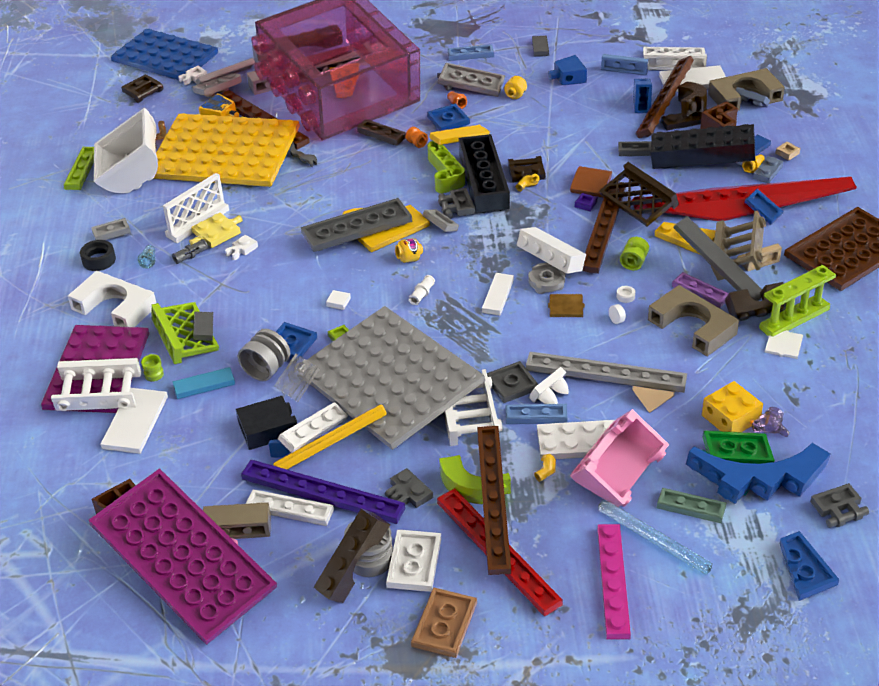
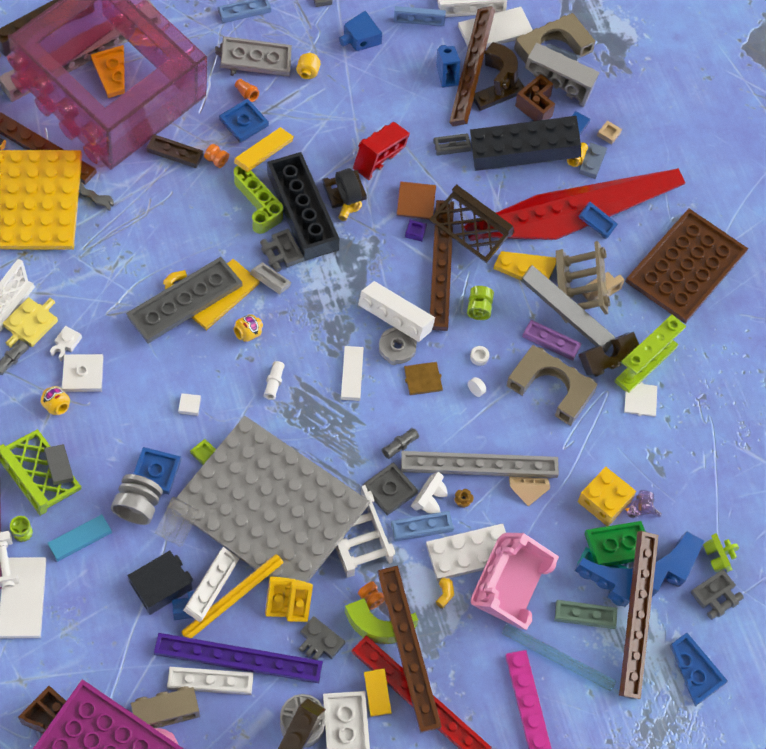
camera: 20 degrees left, 20 degrees up
(216, 282) = (55, 400): none -> yellow head
(249, 268) = (82, 373): none -> white plate
(384, 447) = (288, 599): none -> yellow slope
(453, 537) = (377, 692): none -> yellow slope
(469, 458) = (371, 595): none -> orange wheel
(527, 158) = (348, 186): none -> black tyre
(530, 346) = (400, 443): none -> dark grey pin
(565, 141) = (378, 148): none -> red wedge
(583, 396) = (463, 502): none -> pearl gold plate
(745, 505) = (638, 615): none -> plate
(751, 102) = (563, 72): none -> light grey wedge
(843, 463) = (721, 562): none -> lime hips

